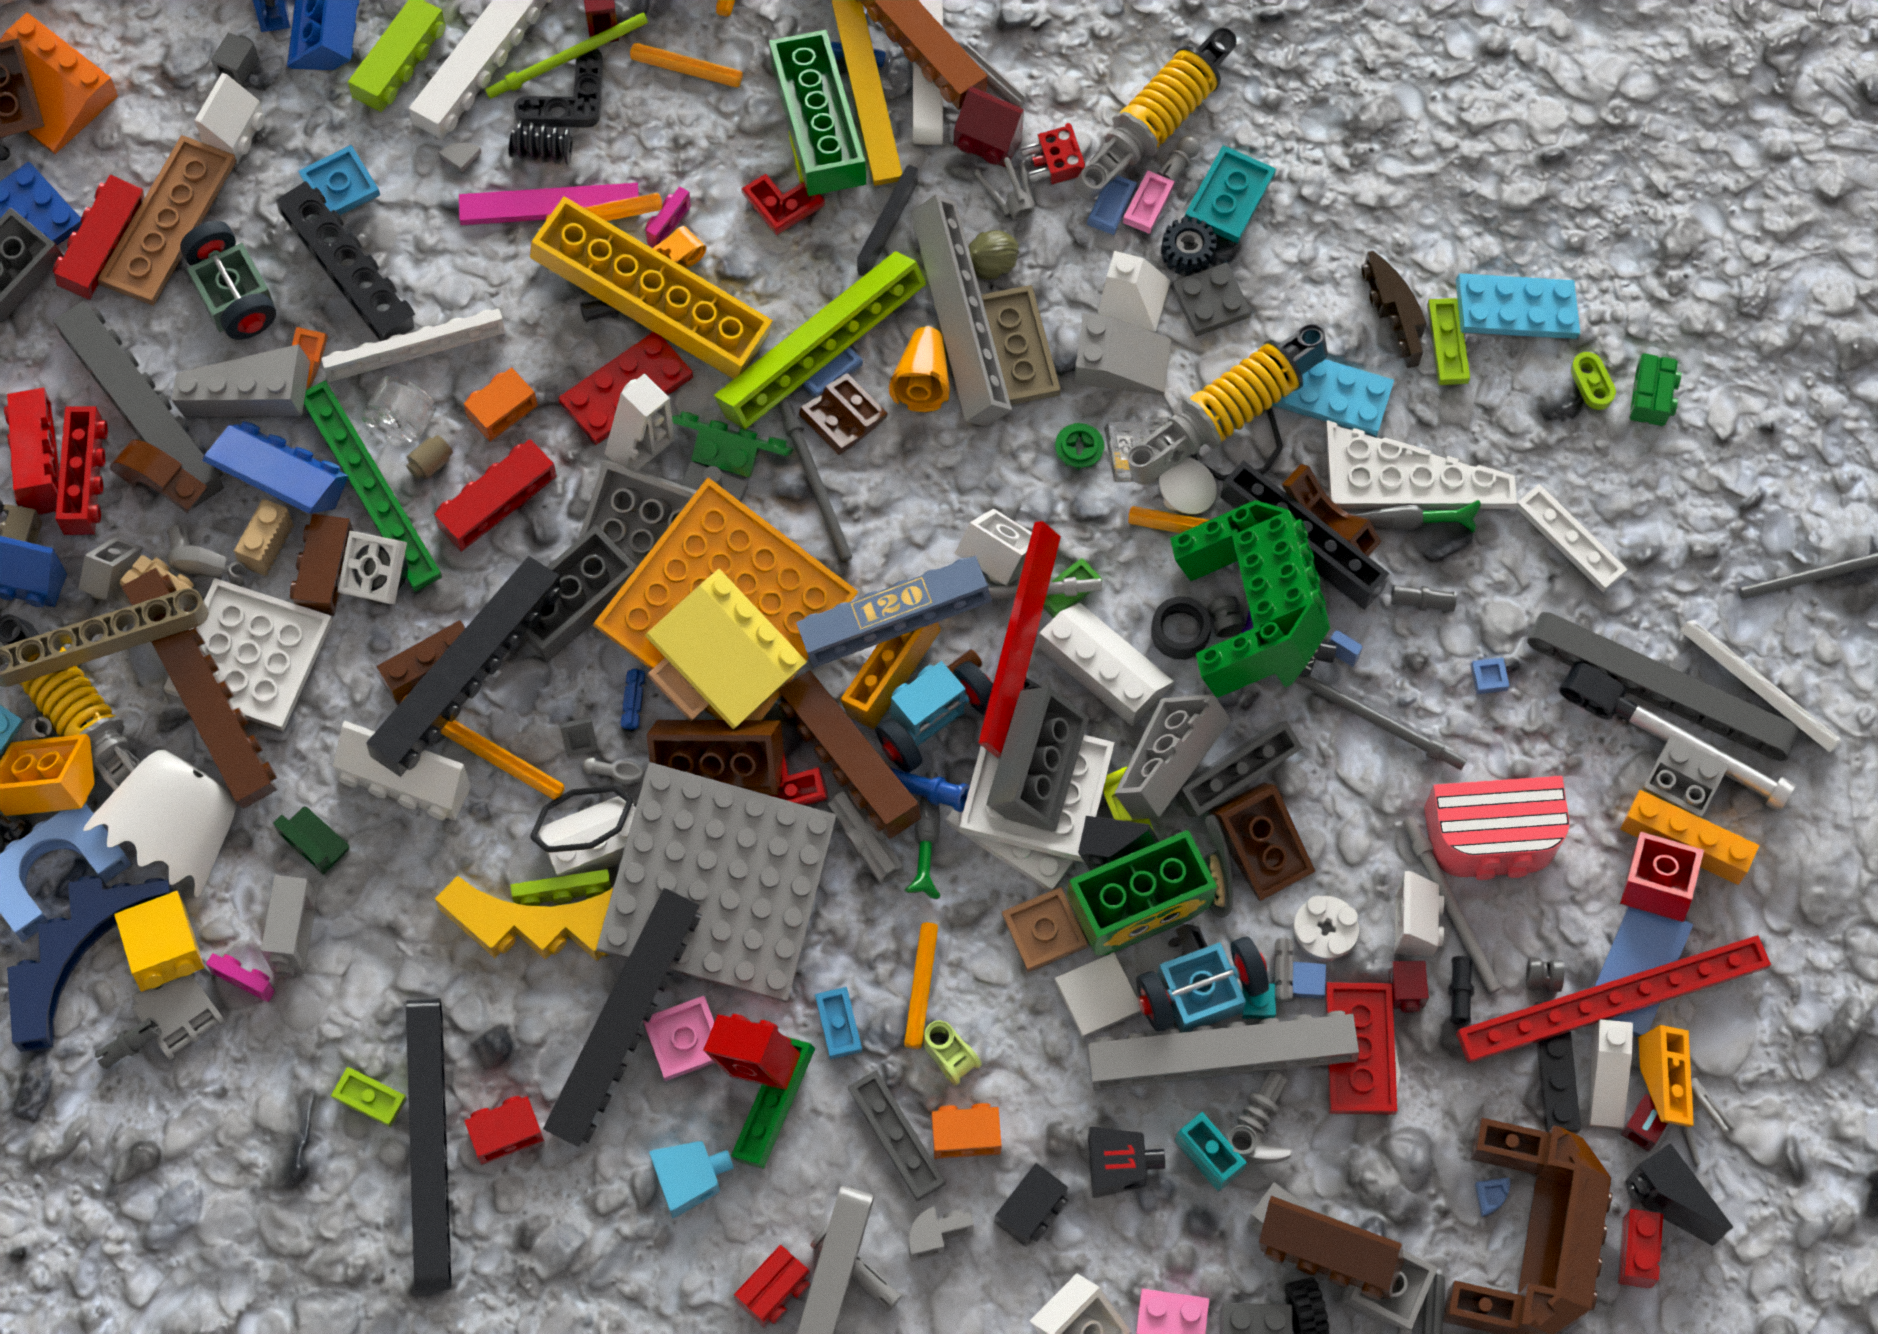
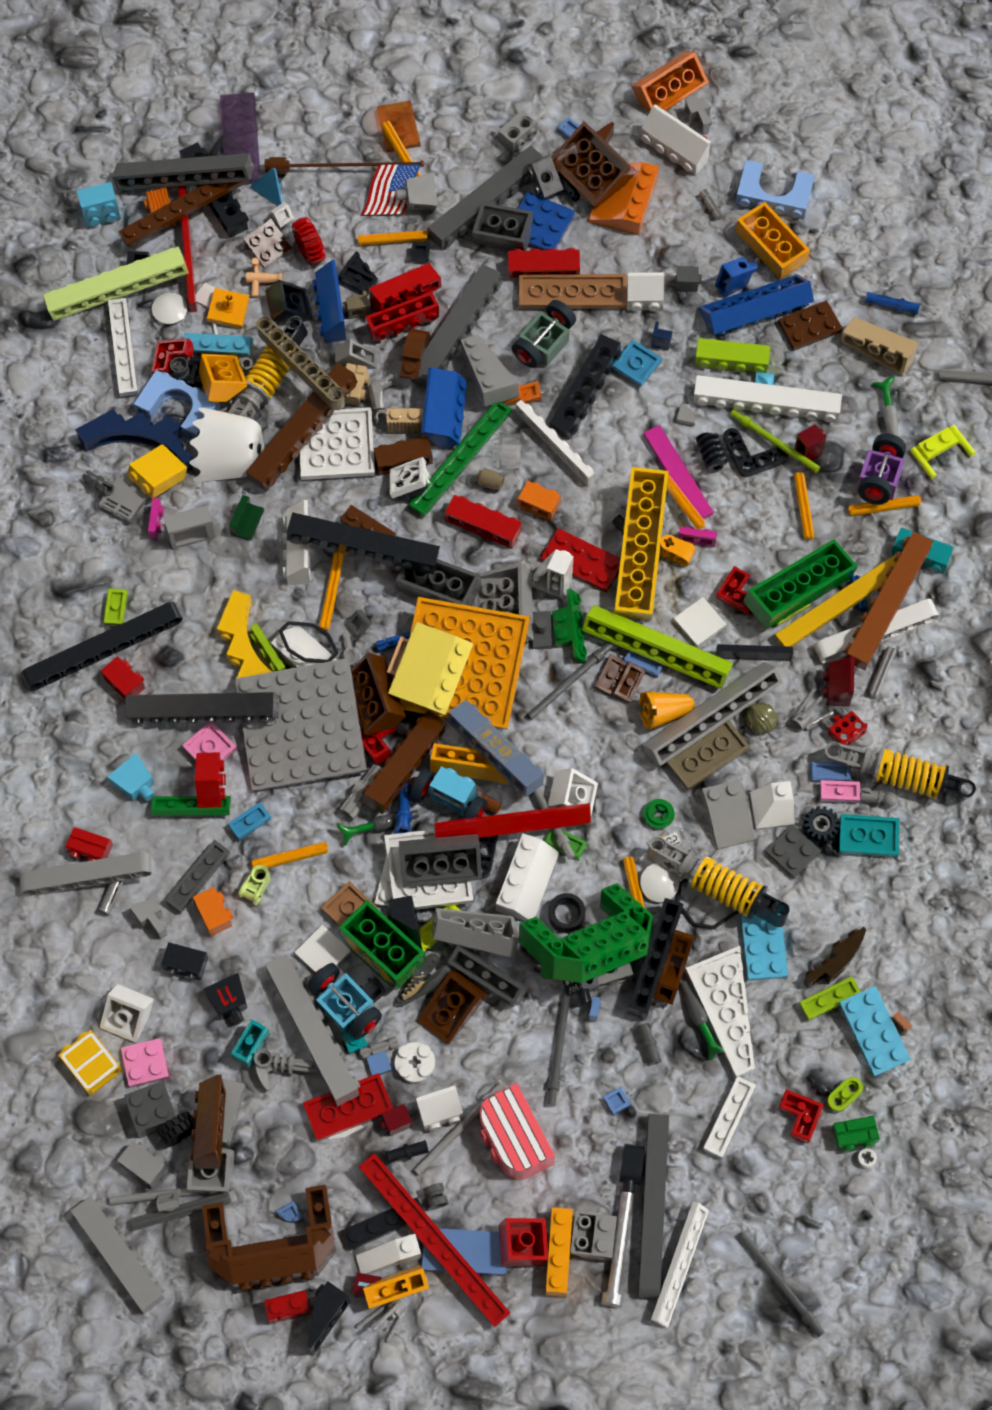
camera: 70 degrees right, 0 degrees up
(314, 133) = (661, 338): none -> dark blue panel
(456, 30) = (764, 378): none -> medium azure tile
(803, 272) = (699, 622): none -> white tile
(1521, 267) = (901, 1023): none -> nougat tile
(1603, 437) = (807, 1114): none -> red brick
(1694, 400) = (860, 1160): none -> white bush

